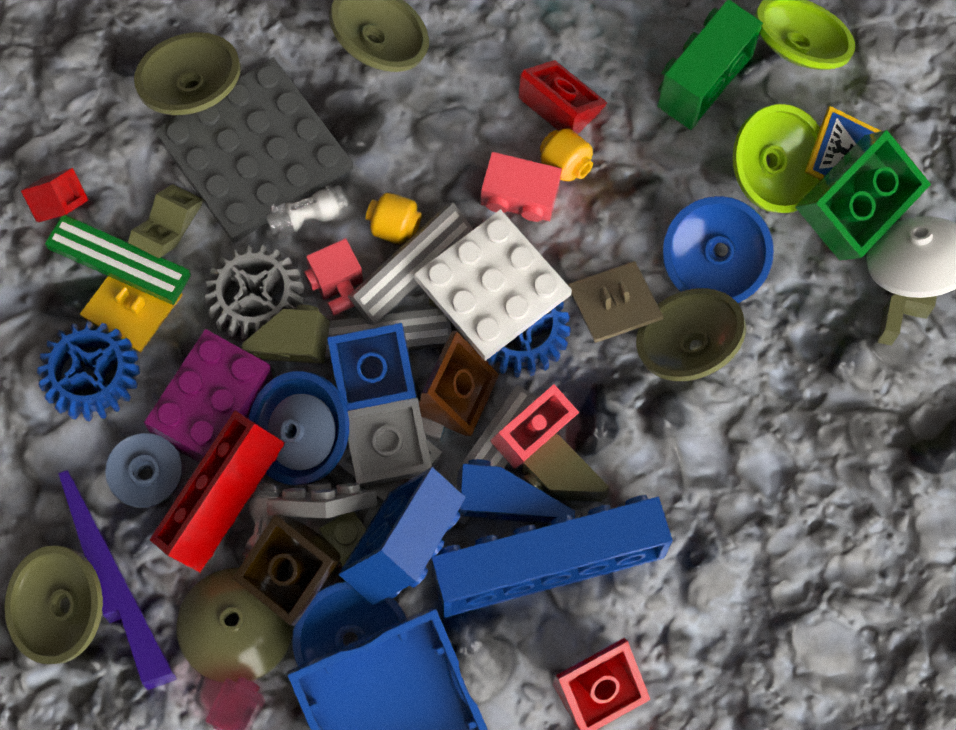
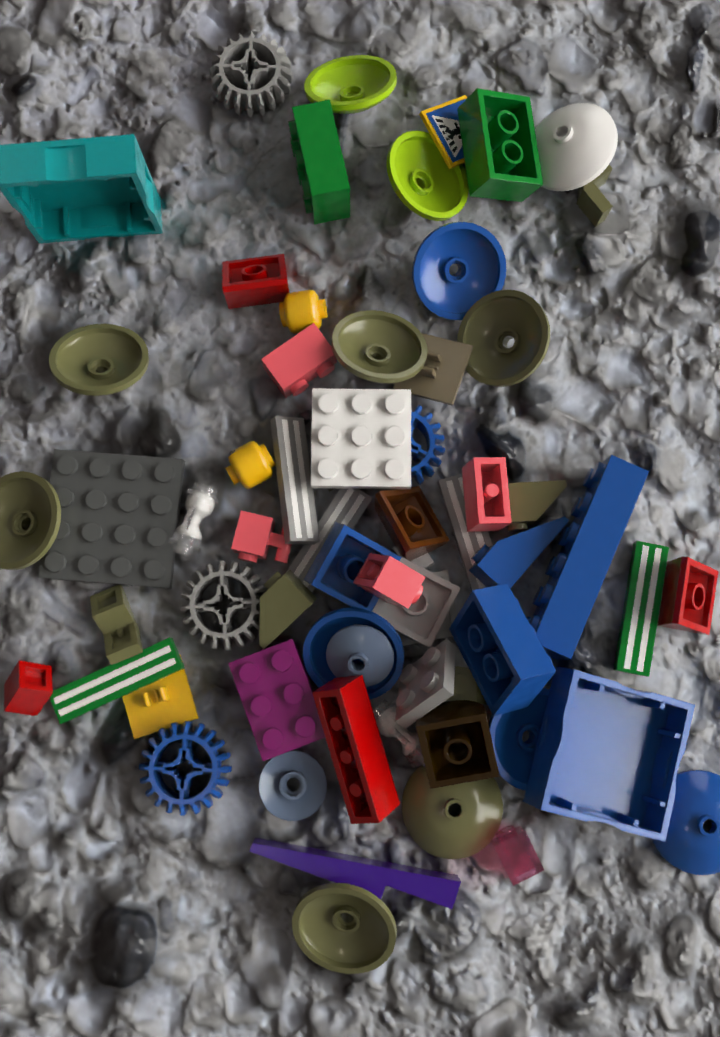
camera: 50 degrees left, 10 degrees up
(382, 393) = (390, 580): none -> coral brick
(553, 654) = (641, 608): none -> green tile
(590, 238) = (379, 346): none -> olive dish

